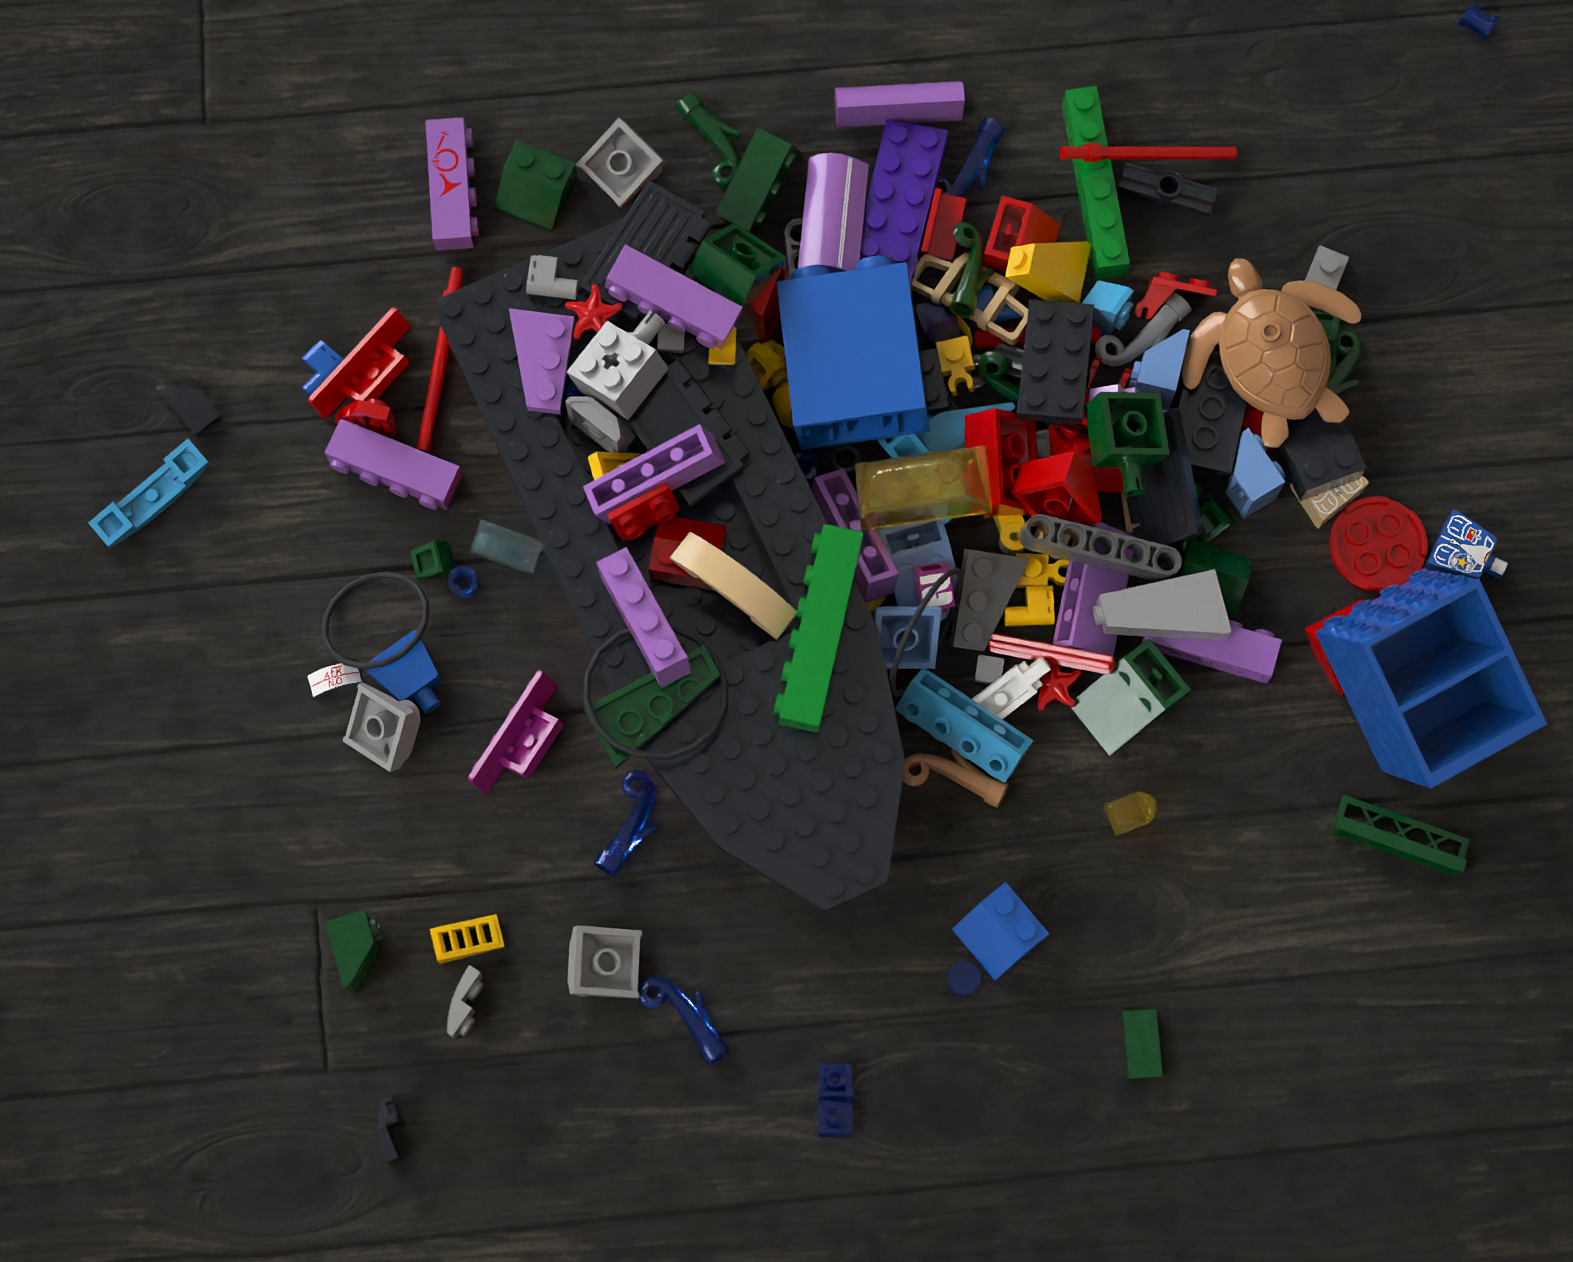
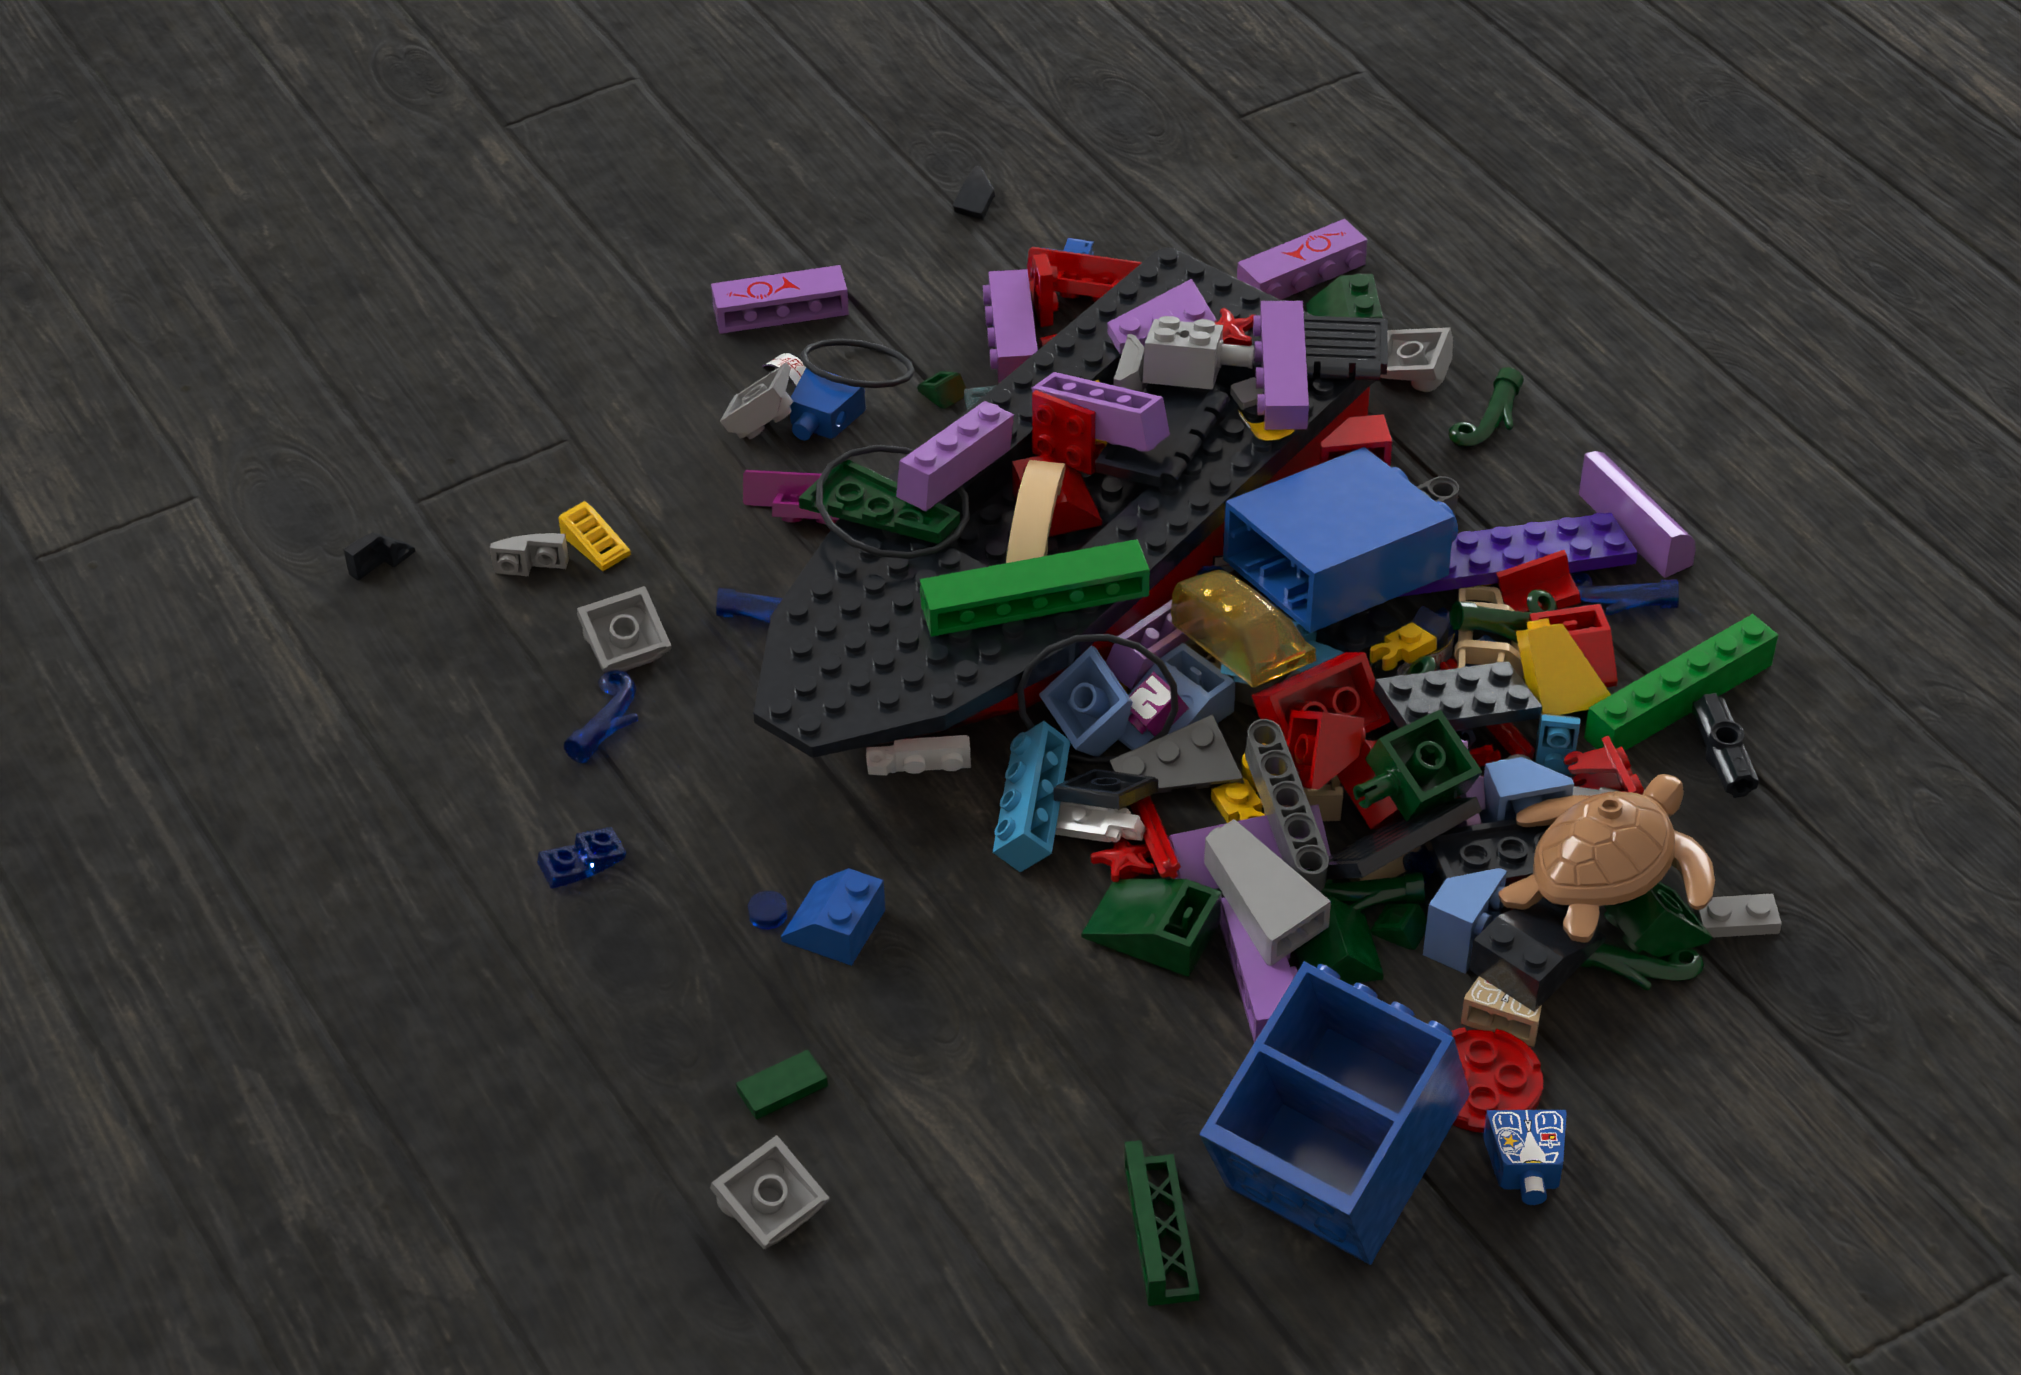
camera: 65 degrees right, 30 degrees down
(151, 496) = (843, 194): dark azure slope -> none
(242, 646) = (780, 299): none -> medium lavender brick
(355, 947) = (534, 456): dark green slope -> none
(470, 575) = (930, 418): clear blue bush -> none
(544, 282) = (1240, 292): light grey piece -> none
(736, 264) = (1353, 401): dark green slope -> none
(757, 180) = (1475, 446): dark green wedge -> none
(833, 212) = (1494, 499): medium lavender brick -> none
(961, 772) = (979, 851): medium nougat plant -> none
(994, 668) = (1106, 789): none -> black tile
(1038, 608) = (1195, 815): yellow piece -> none
(1095, 152) = (1700, 646): red bar -> none
(1131, 812) = (1029, 972): clear yellow plate -> none
(1248, 1101) = (769, 1193): none -> light grey slope

